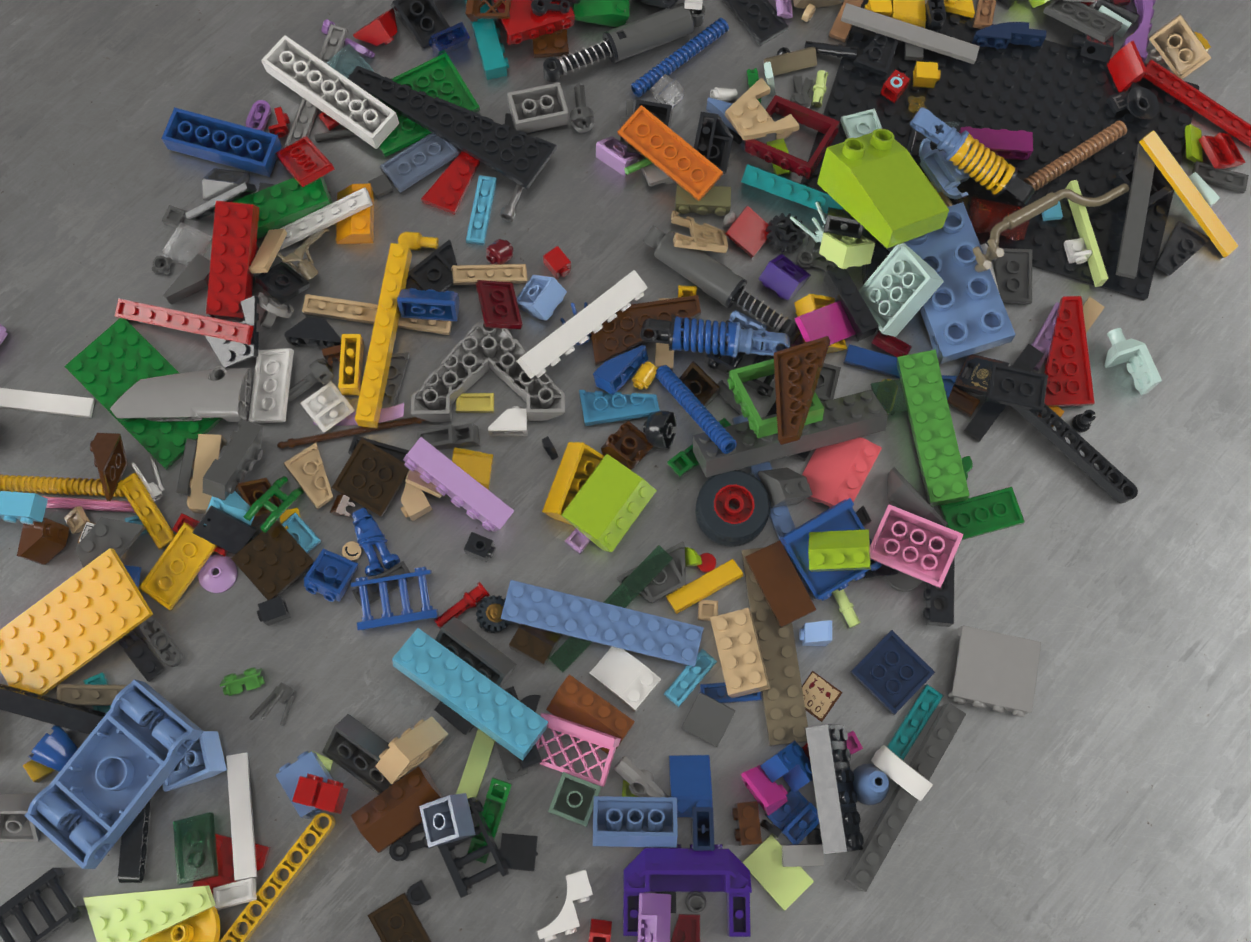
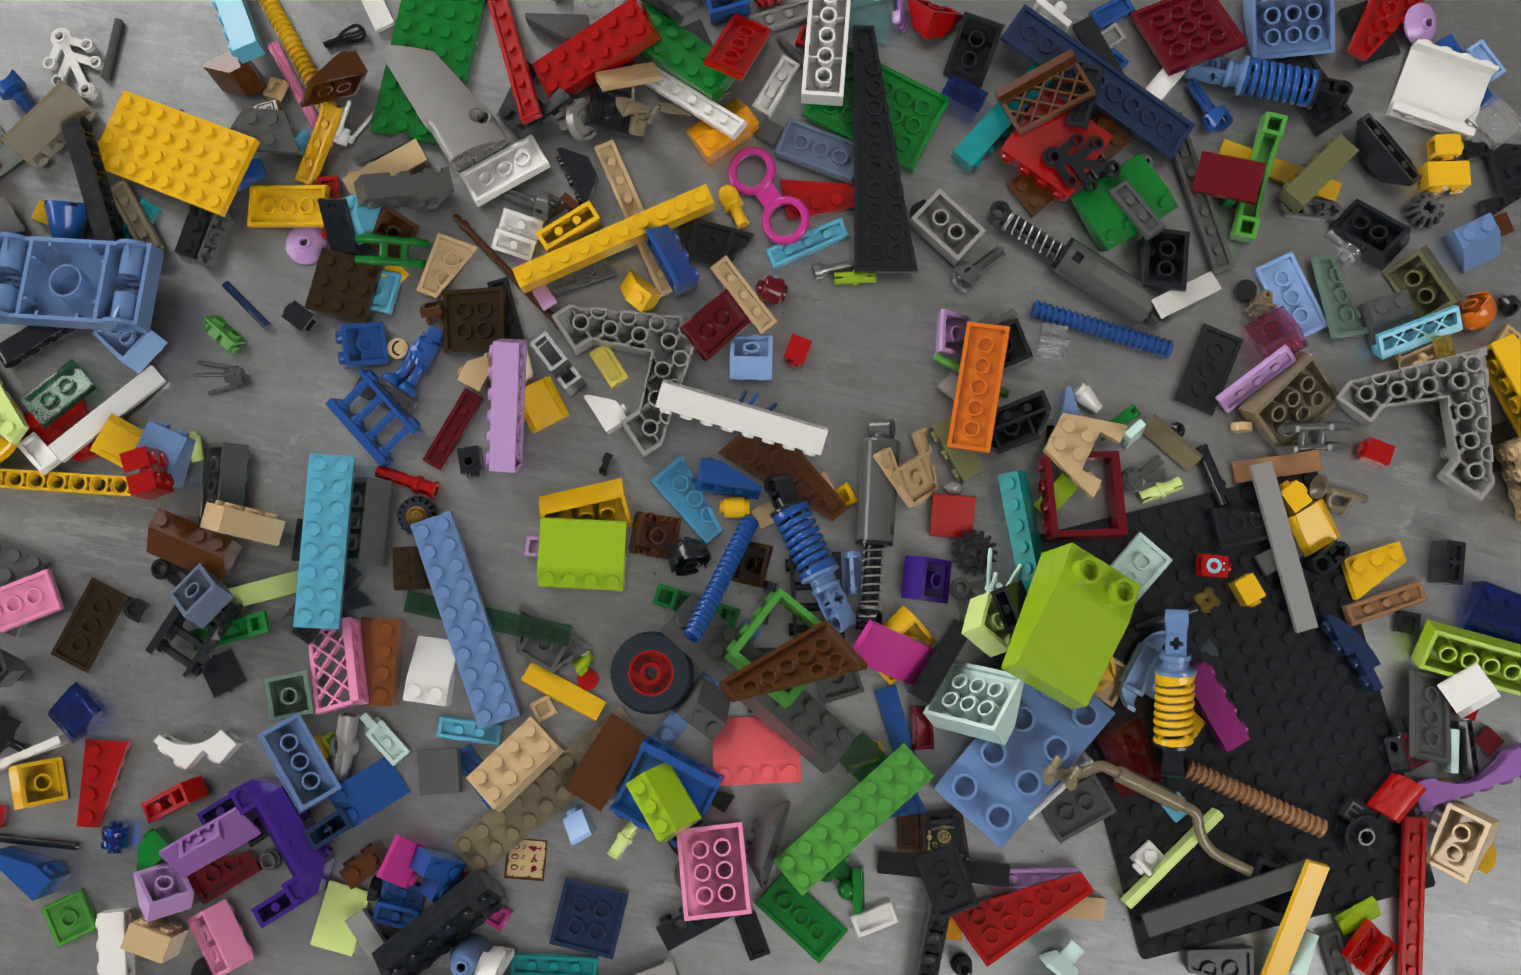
camera: 65 degrees right, 10 degrees up
(73, 448) = (338, 38): none -> black piece
(232, 650) = (246, 305): none -> dark blue bar
(273, 818) = (115, 438): none -> yellow slope
(349, 160) = (776, 86): none -> white tile
(428, 212) = (769, 195): none -> dark pink bar
(435, 344) = (639, 292): none -> yellow slope
(444, 548) = (453, 429): none -> dark red tile
(529, 194) = (855, 279): none -> lime pin
(655, 748) = (384, 738): none -> light aqua hinge
(976, 558) = (752, 935): none -> black tile
(984, 463) = (854, 889): none -> green tile
(1013, 464) = (874, 919): none -> white tile

